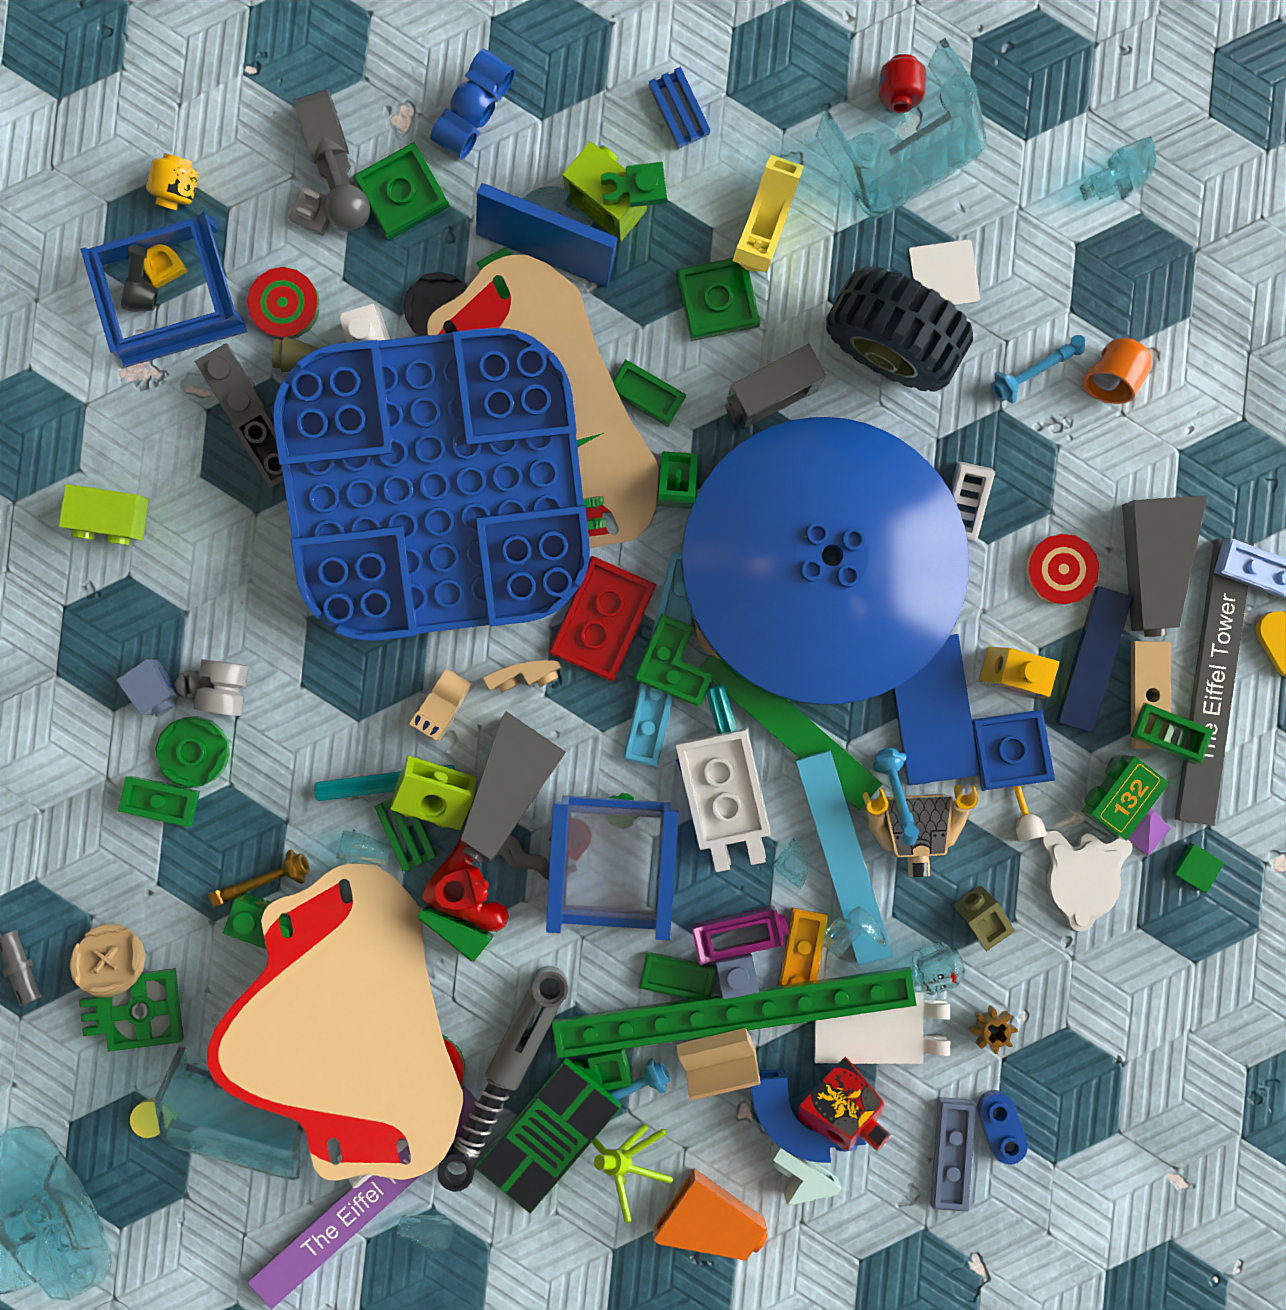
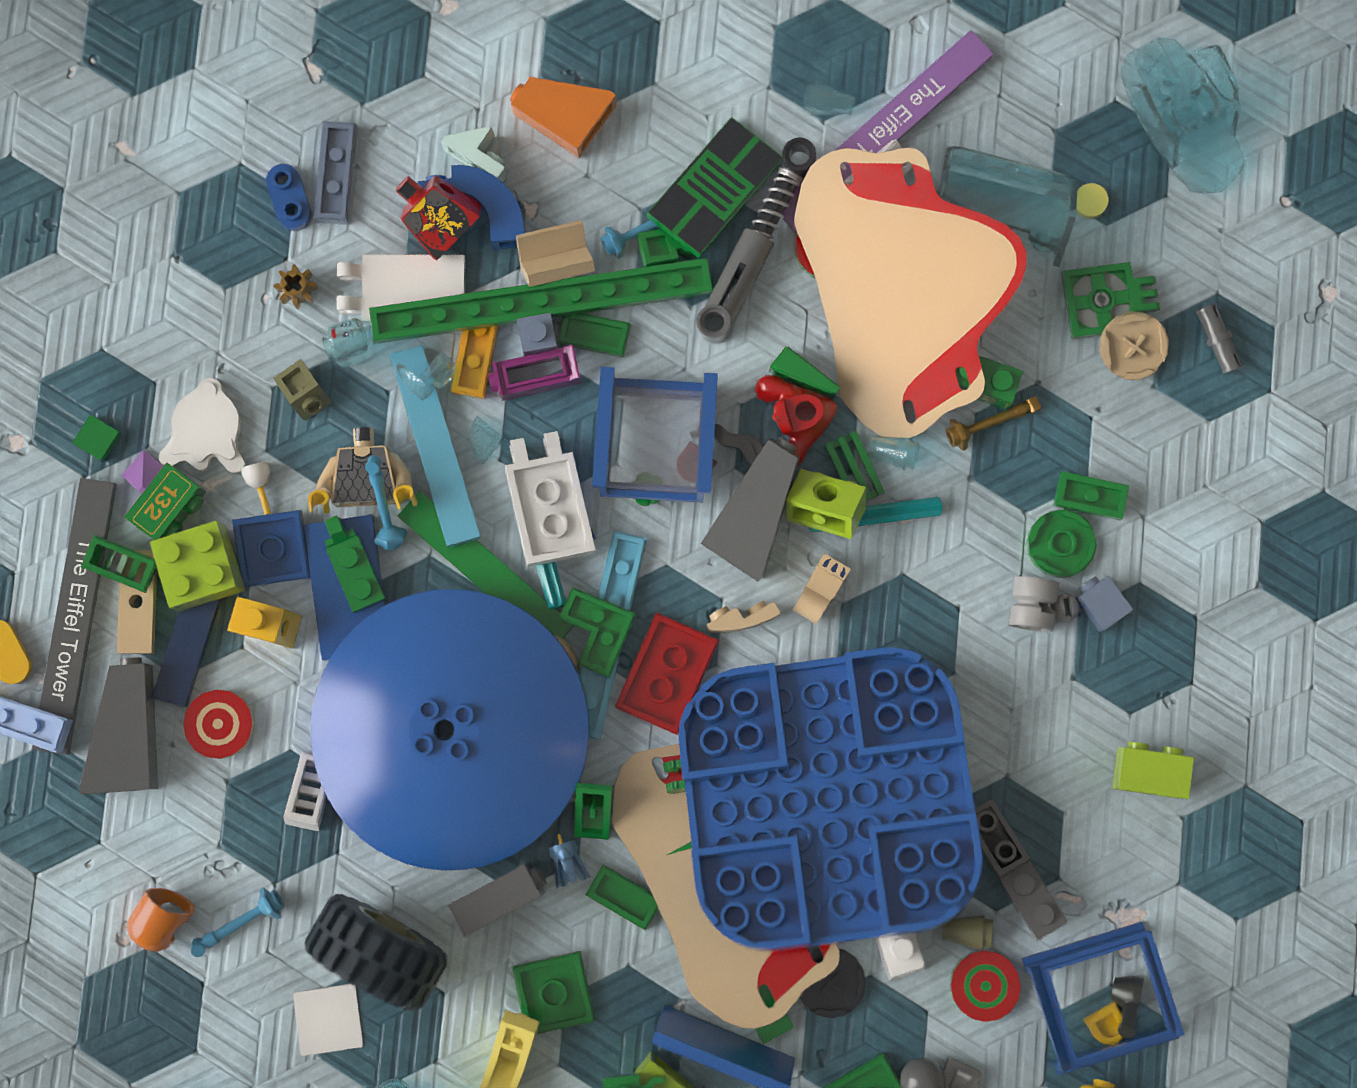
camera: 175 degrees left, 5 degrees down
(619, 1162) = (647, 163): lime plant -> none
(706, 428) = (567, 863): none -> flat silver piece
(928, 730) = (352, 566): none -> green hinge
(1091, 730) = (197, 566): none -> lime brick

